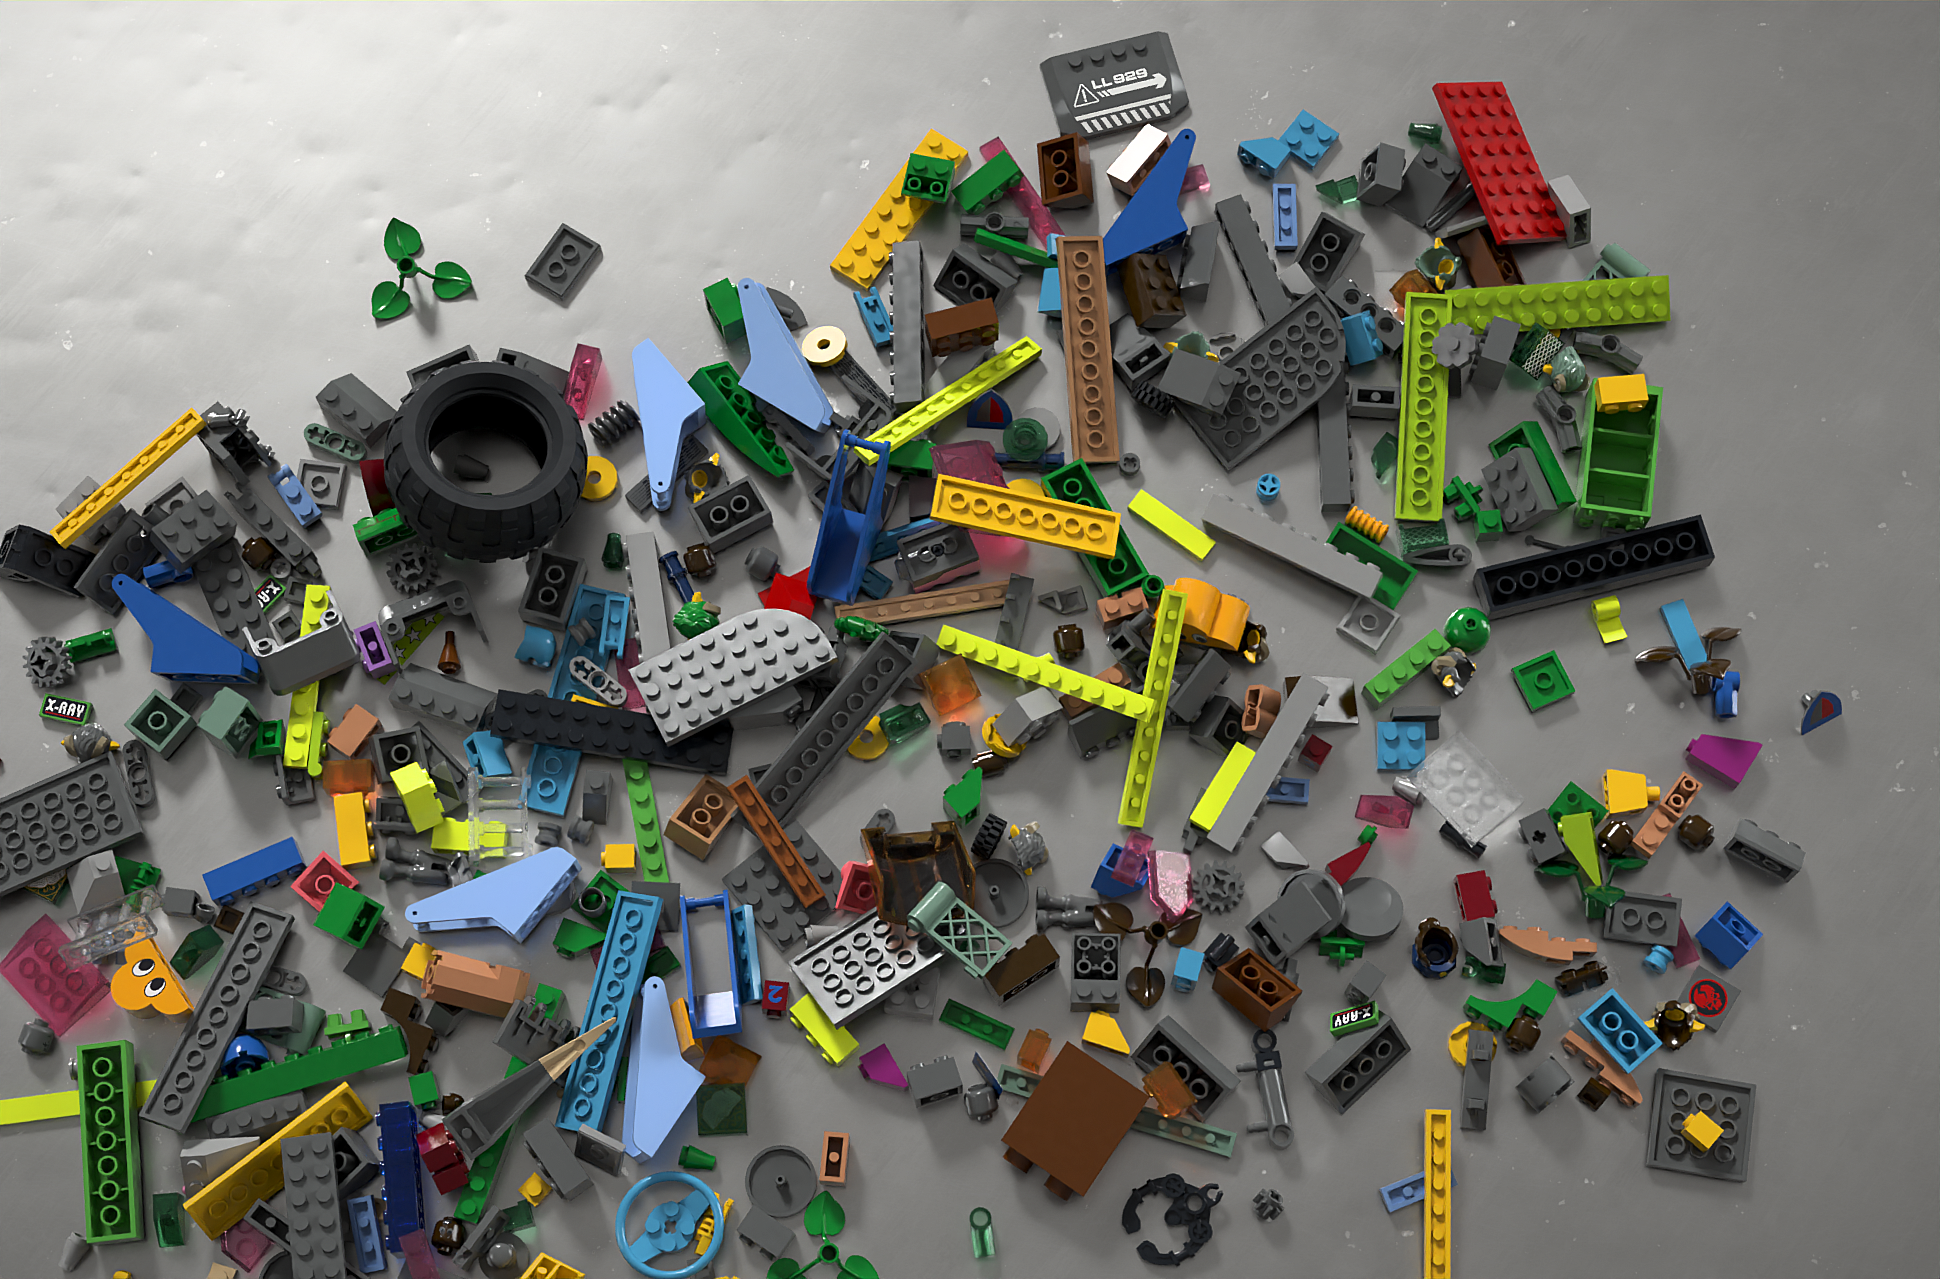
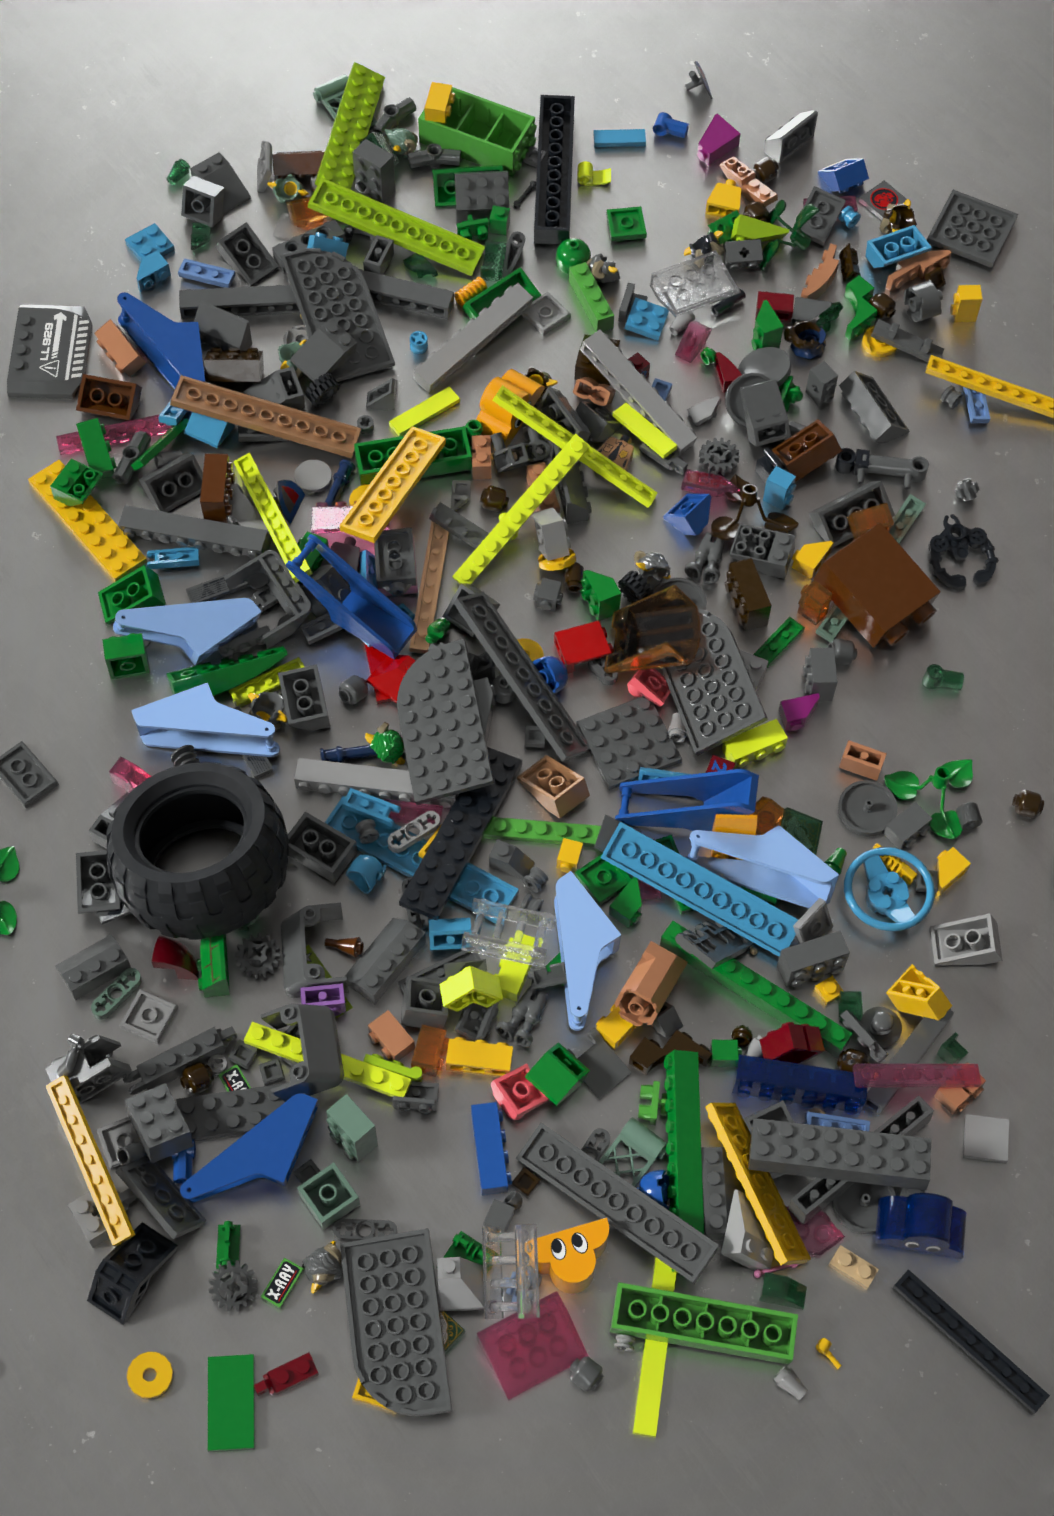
camera: 75 degrees left, 10 degrees down
(196, 951) = (546, 1211): clear green slope -> none
(269, 739) = (376, 1107): green slope -> none
(275, 1016) = (629, 1153): dark grey brick -> none
(295, 496) = (154, 1034): medium blue plate -> none
(490, 1113) = (764, 988): dark grey plate -> none
(592, 913) = (607, 871): dark grey piece -> none
(613, 552) = (302, 797): clear green cone -> none
(699, 560) = (333, 734): dark brown head -> none
(742, 465) = (264, 683): none -> neon yellow tile
(776, 841) = (595, 731): dark orange tile -> none
(811, 291) = (133, 591): none -> green slope
(820, 337) = (183, 588): tile -> none
(845, 773) = (553, 672): none -> blue cylinder
(896, 798) = (582, 644): none -> red panel
(903, 722) = (522, 623): clear green slope -> none
(939, 904) = (697, 632): sand green piece -> none
(950, 685) = (505, 583): clear orange slope -> none
(987, 1074) = (823, 637): blue sticker -> none
(1028, 430) = (321, 480): clear green piece -> none
(1132, 857) = (682, 499): clear pink tile -> none
(1177, 472) = (383, 396): none -> dark grey slope
(1177, 763) = (618, 451): none -> medium nougat torso
(1297, 280) = (265, 277): light grey slope -> none
(1354, 1018) = (844, 398): tile -> none
(1409, 1155) = (952, 397): none -> dark grey wheel
(1425, 893) = (767, 328): none -> green slope
(1450, 208) = (240, 168): dark grey axle -> none
(1455, 345) = (363, 184): flat silver plant -> none
(1499, 162) = (224, 130): red plate -> none
(1536, 787) = (705, 245): none -> hair
(1560, 1140) = (966, 303): none -> yellow brick
(1571, 209) = (277, 105): light grey slope -> none
(1701, 670) = (654, 133): dark brown plant -> none
(1701, 1131) = (980, 223): yellow brick -> none

